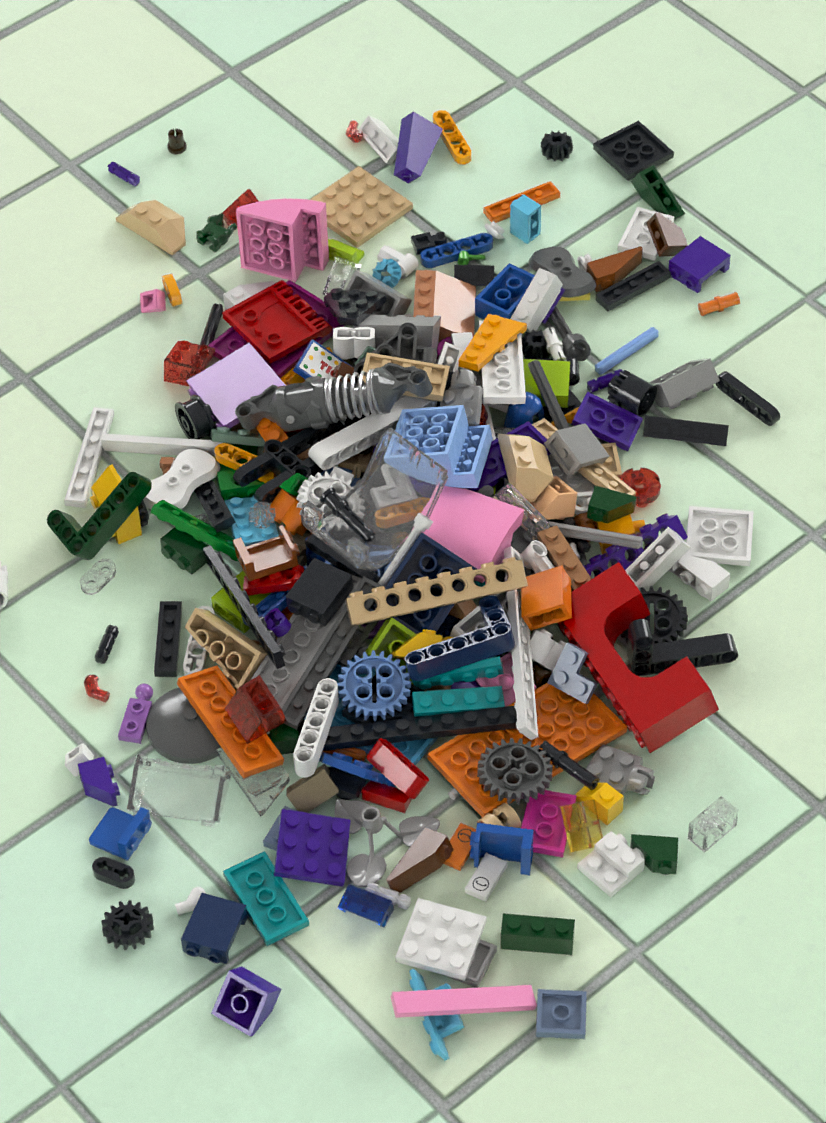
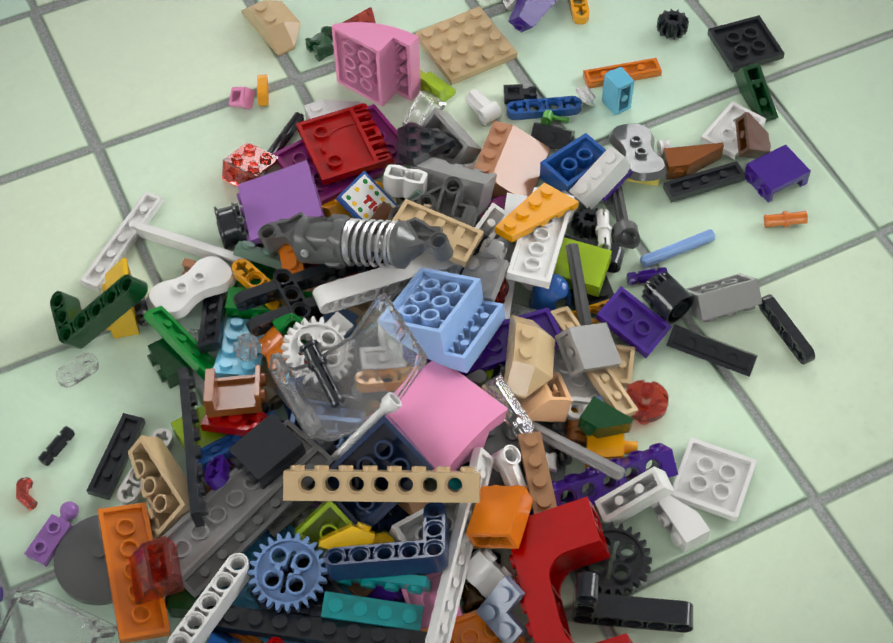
camera: 15 degrees right, 5 degrees up
(390, 266) = (474, 114): medium azure gear -> none

